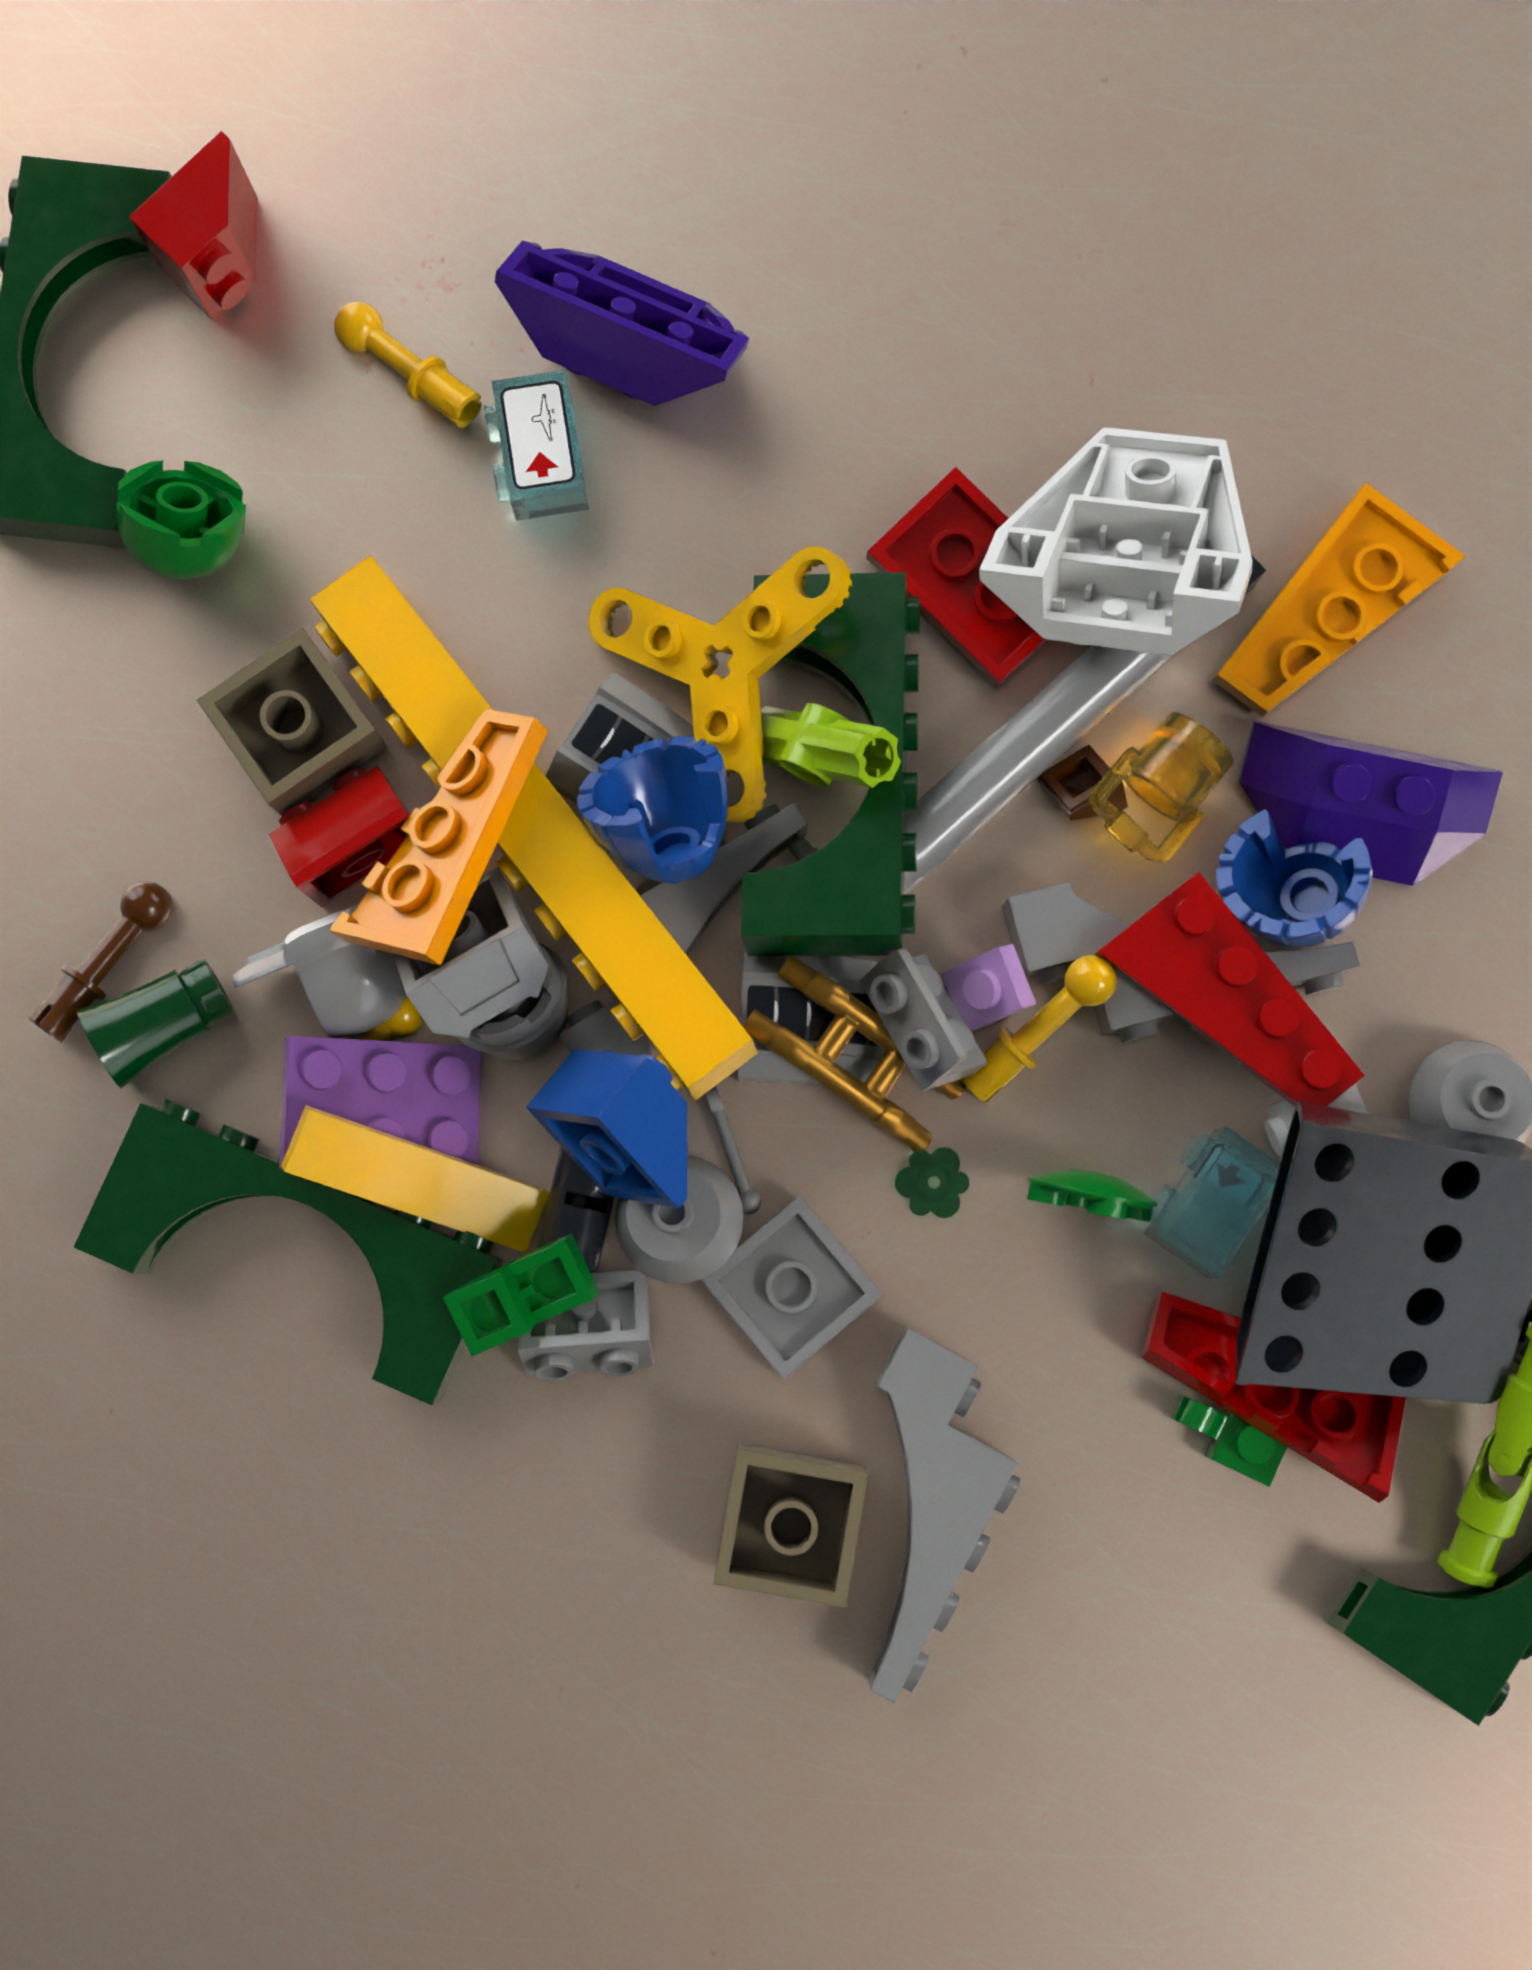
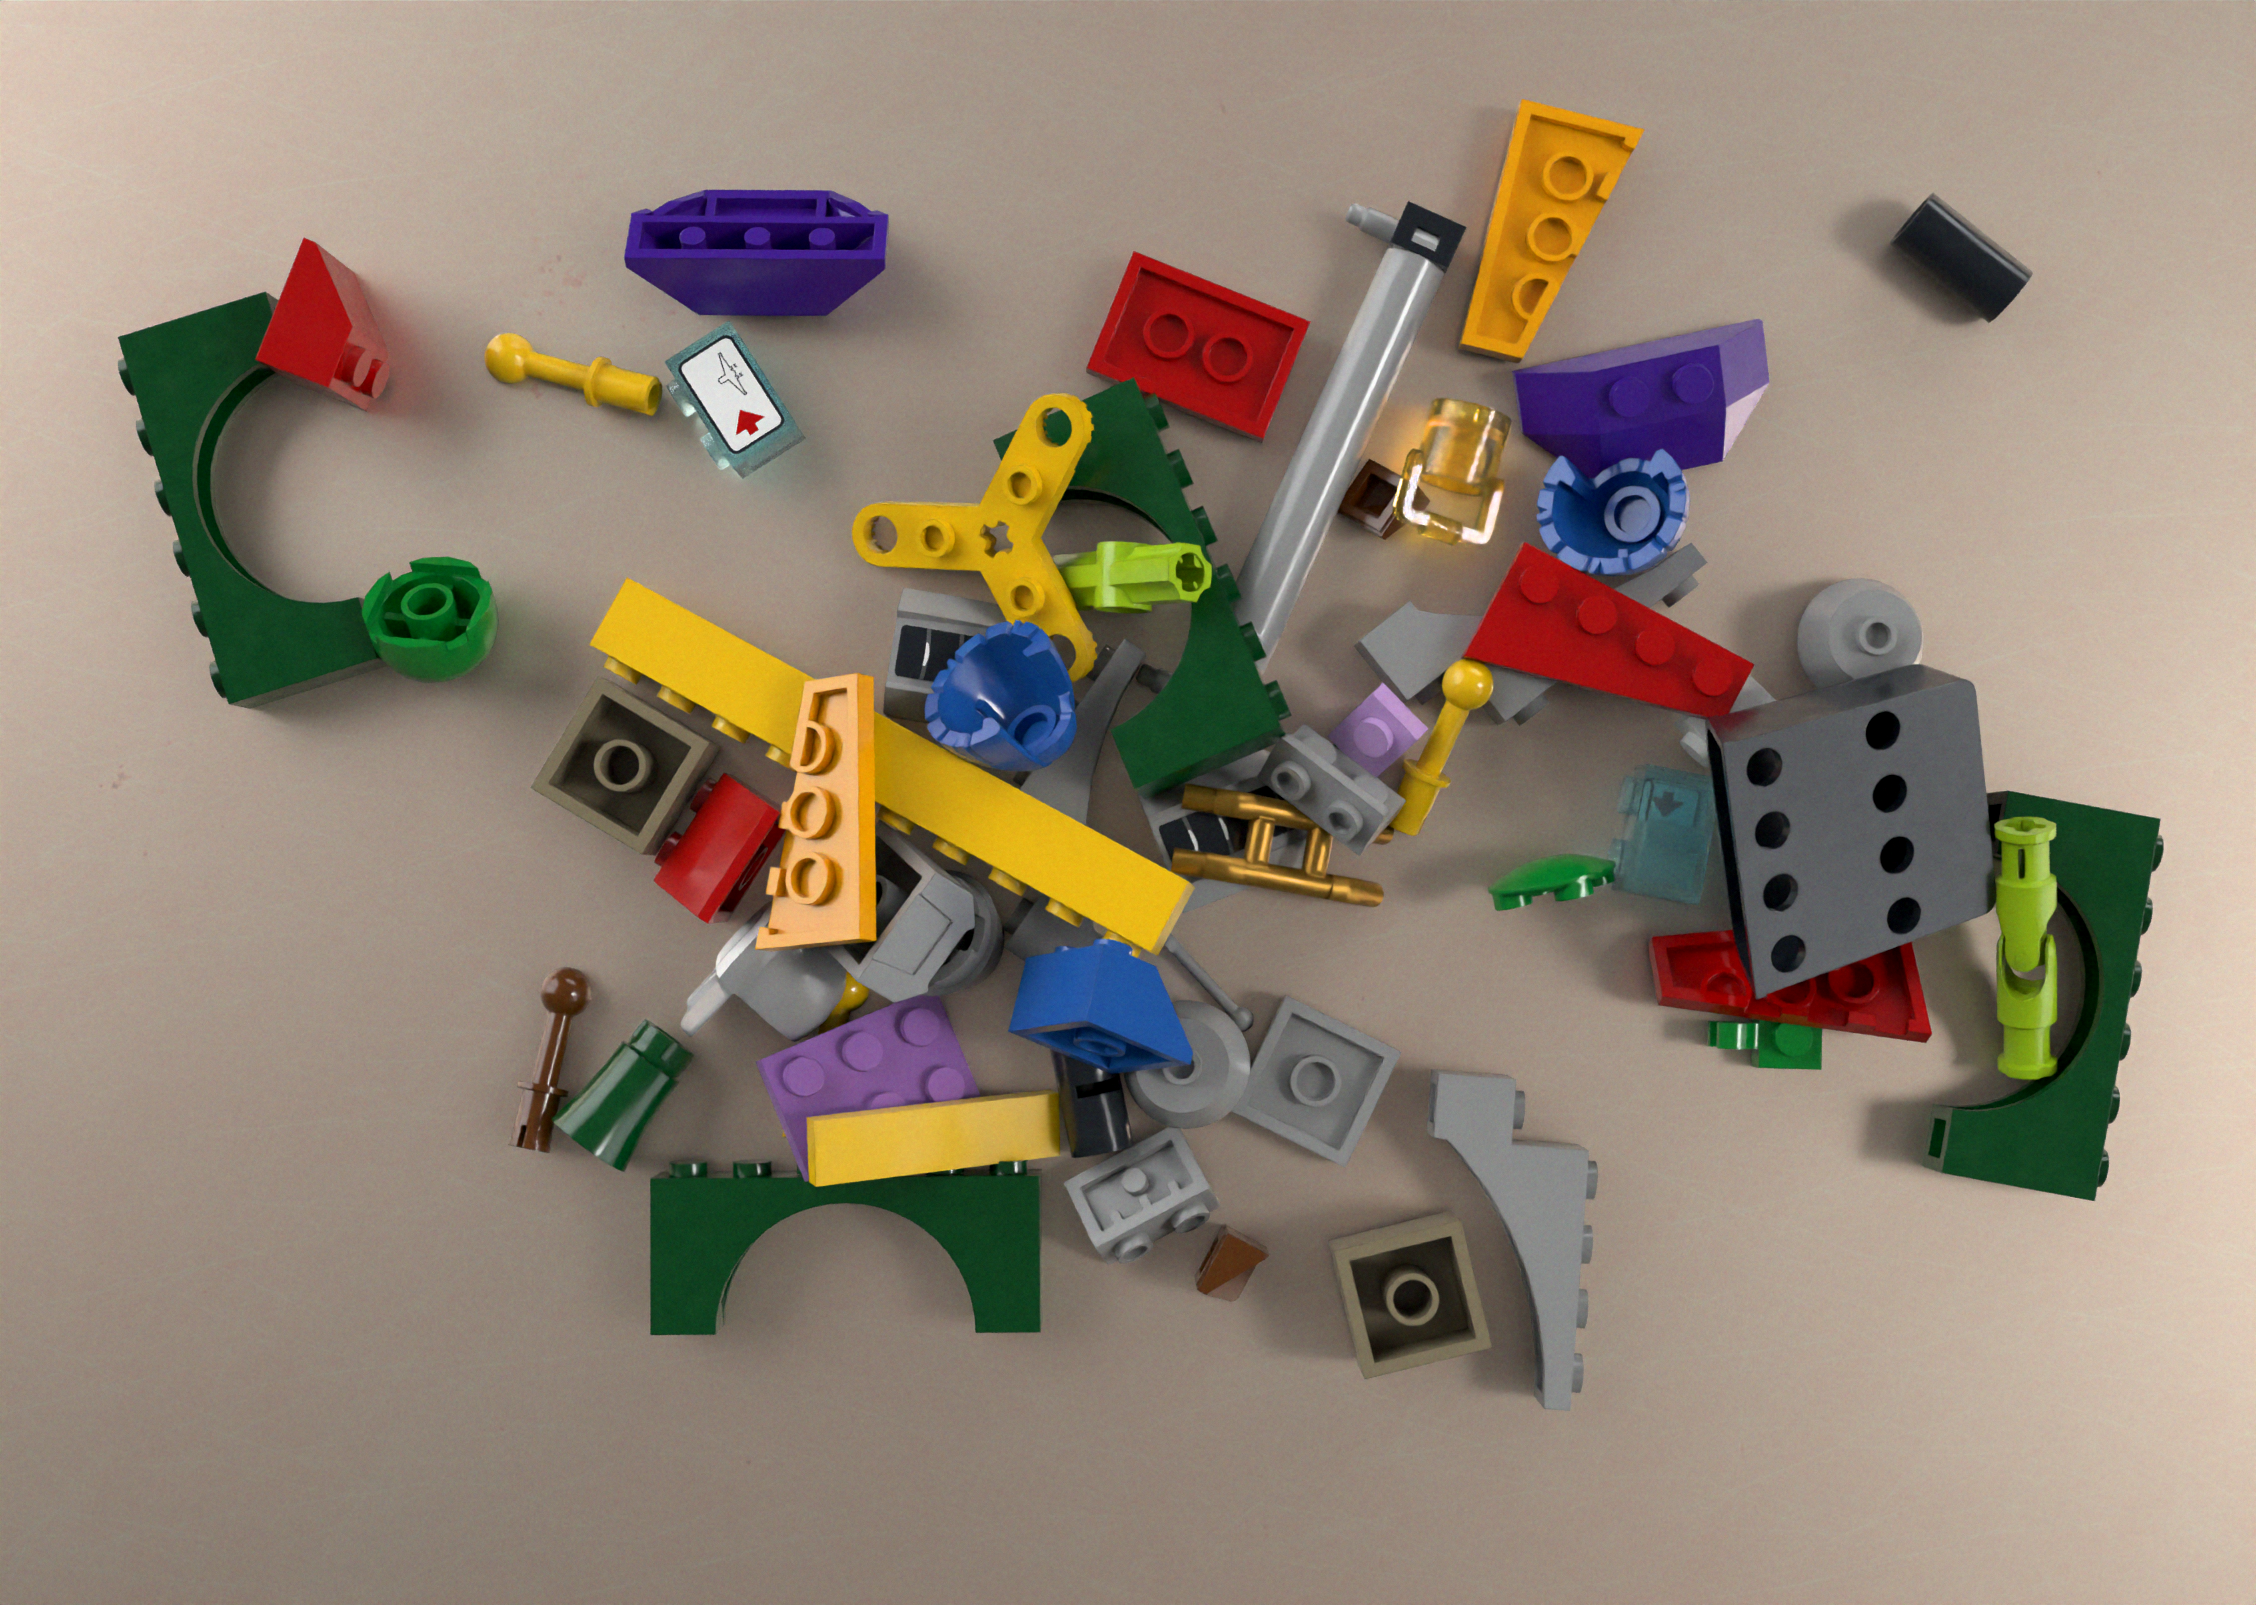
camera: 25 degrees left, 5 degrees up
(521, 1294) = (1076, 1198): green slope -> none
(636, 1425) = (1229, 1264): none -> reddish brown slope
(913, 1182) = (1383, 936): clear green plant -> none
(1127, 545) = (1329, 259): white wedge -> none

